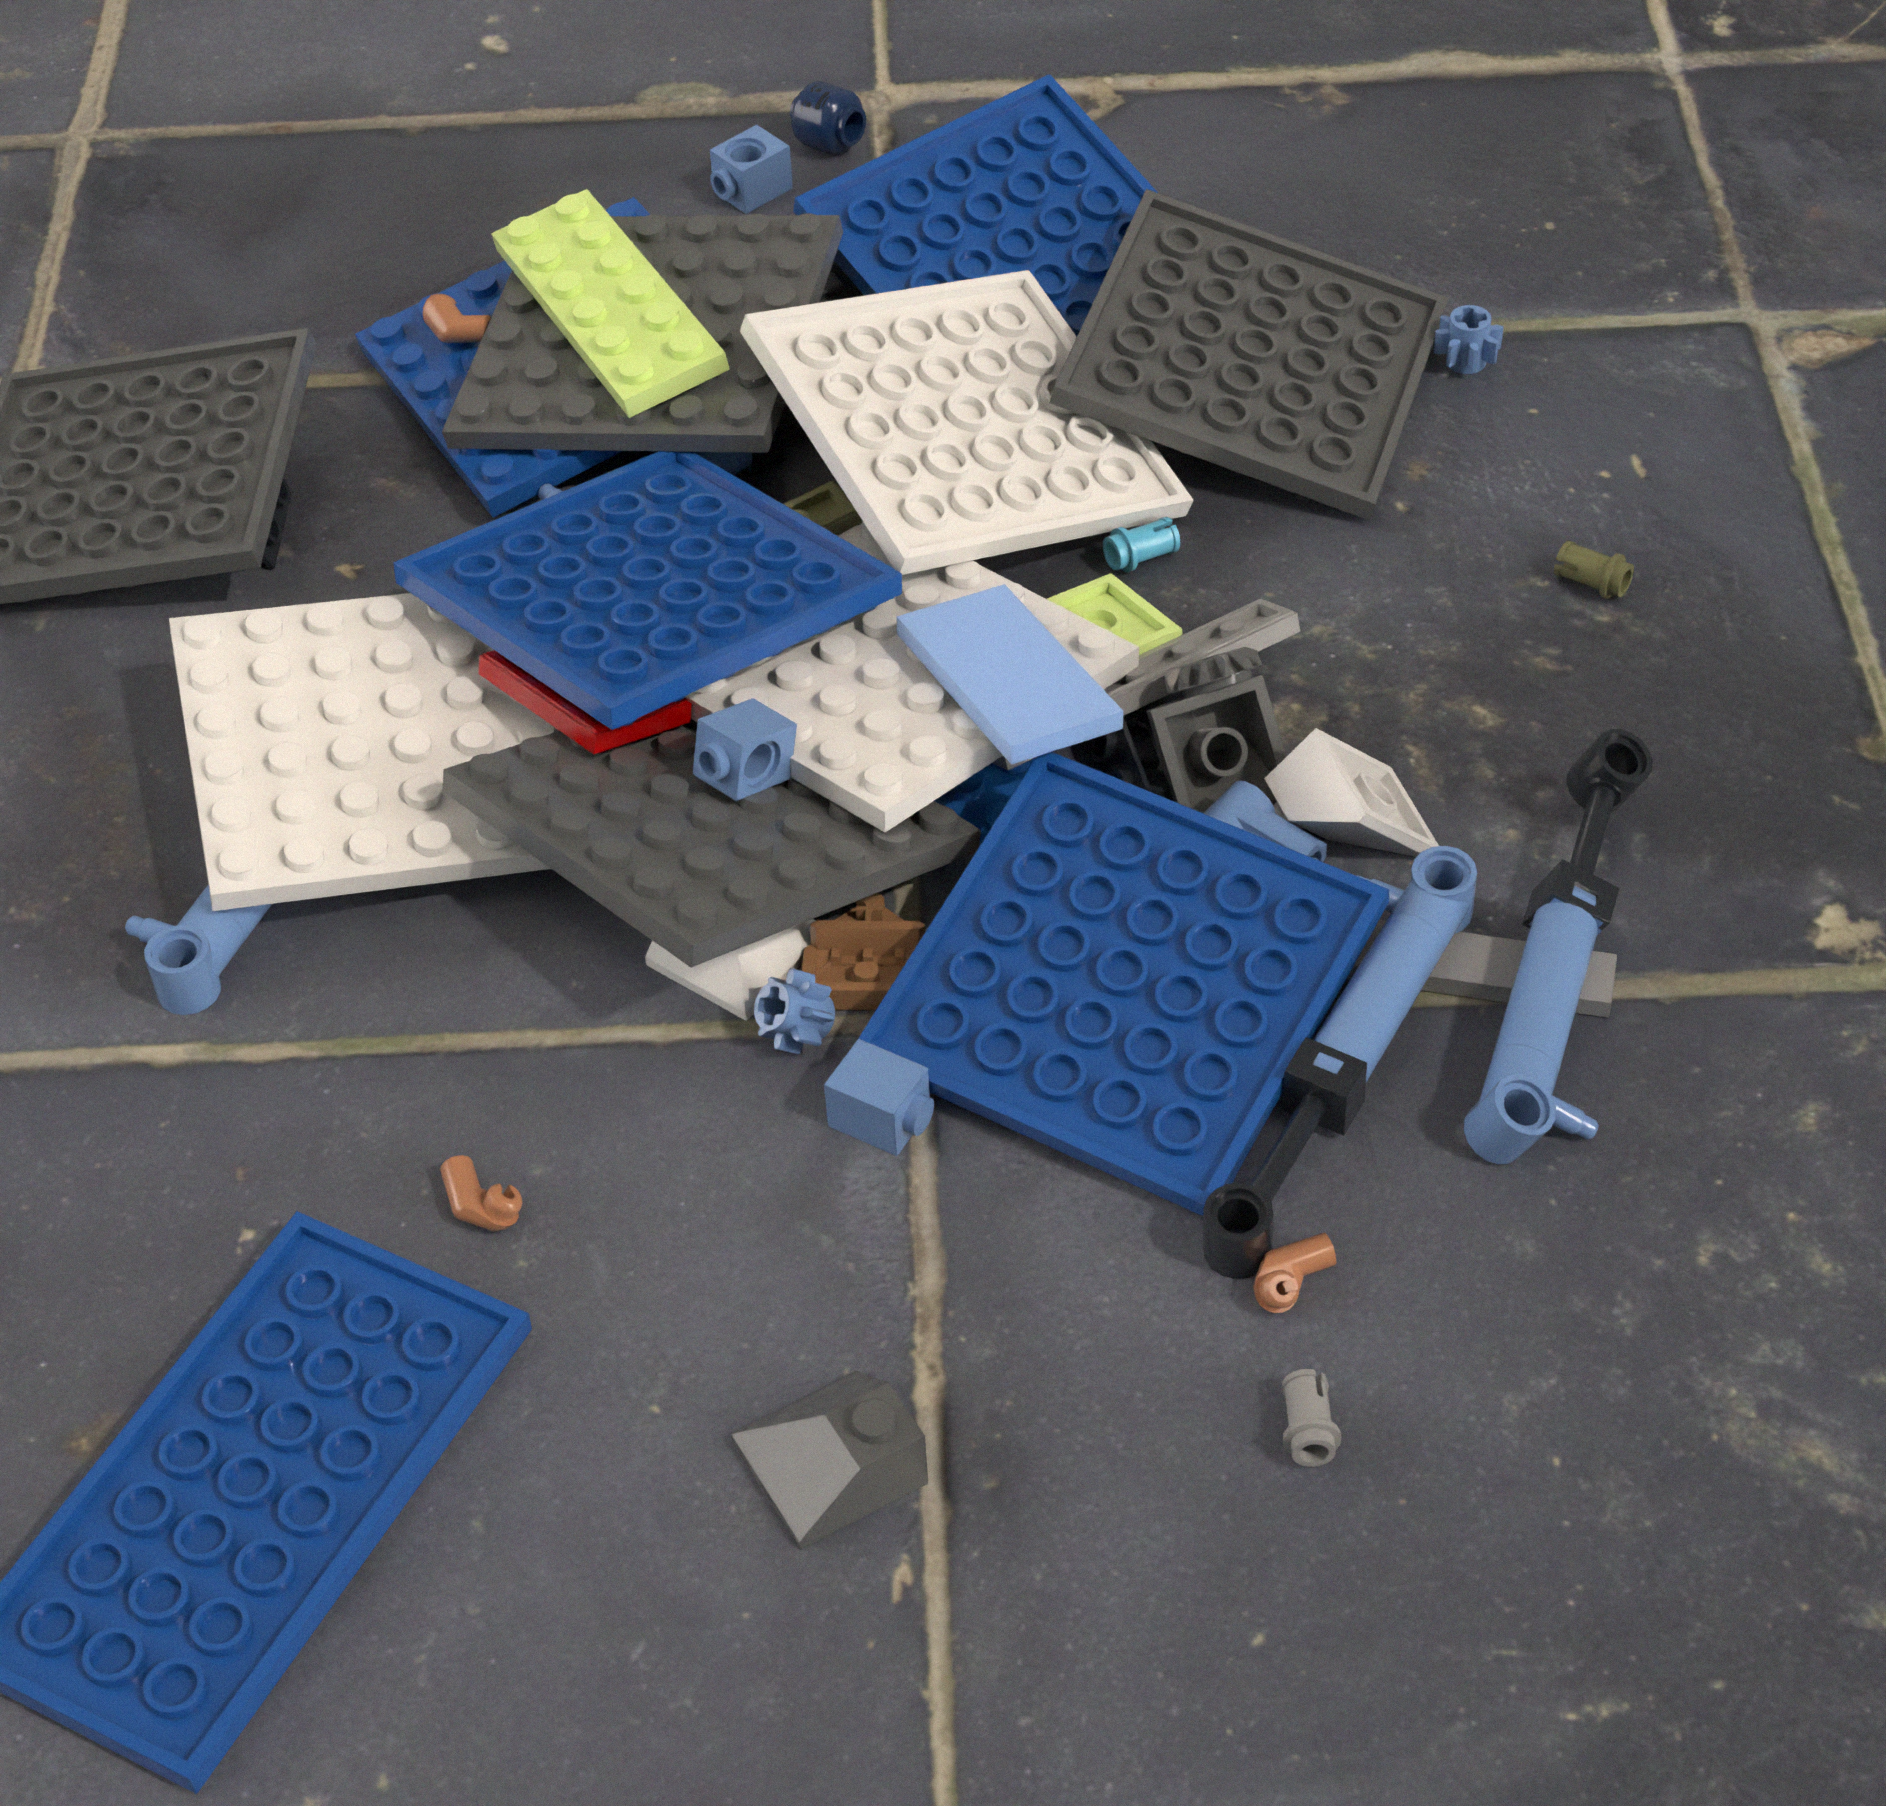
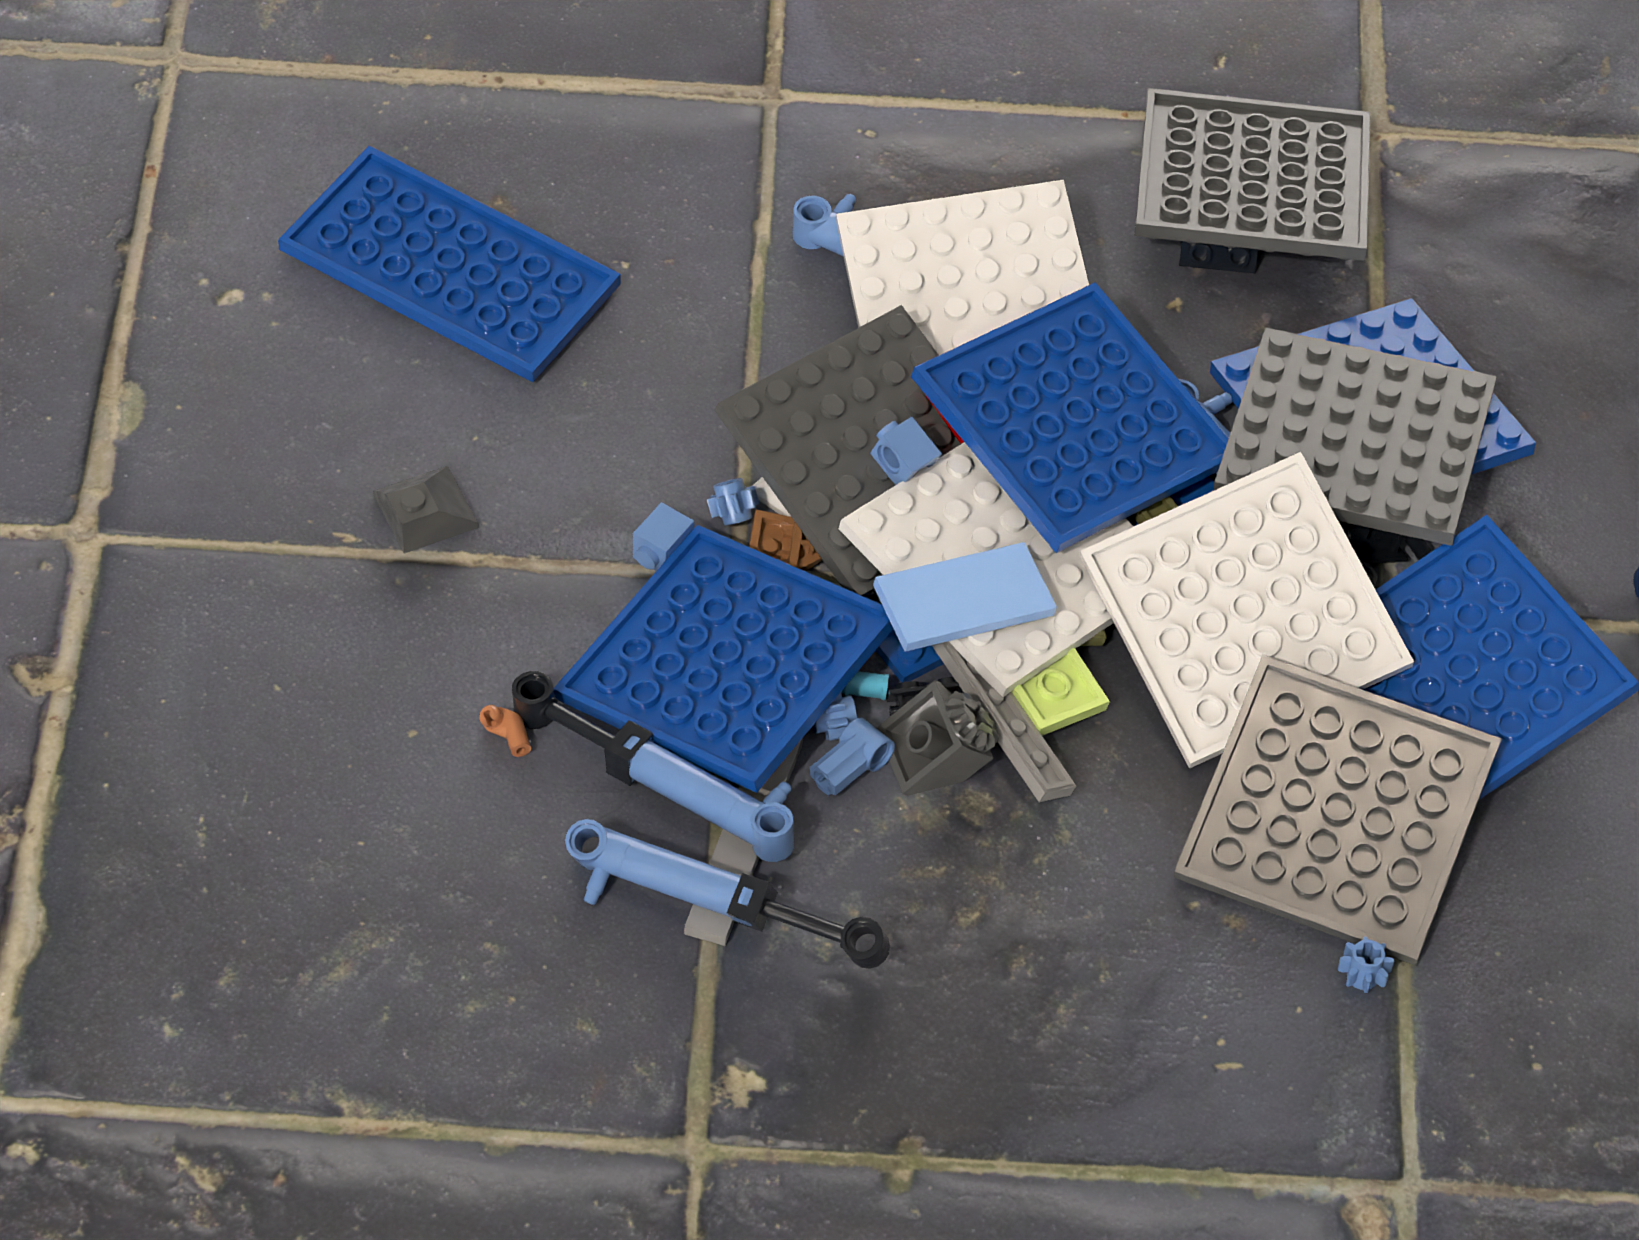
camera: 90 degrees right, 5 degrees up
(448, 322) = (1395, 328): nougat arm -> none
(476, 1205) = (624, 356): nougat arm -> none
(610, 303) = (1368, 401): yellowish green plate -> none
(751, 169) = (1600, 530): medium blue brick -> none
(1129, 547) = (1145, 721): medium azure pin -> none
(1310, 1430) = (398, 720): light grey pin -> none
(1347, 797) = (871, 813): white slope -> none
(1594, 569) = (1092, 1008): olive pin -> none

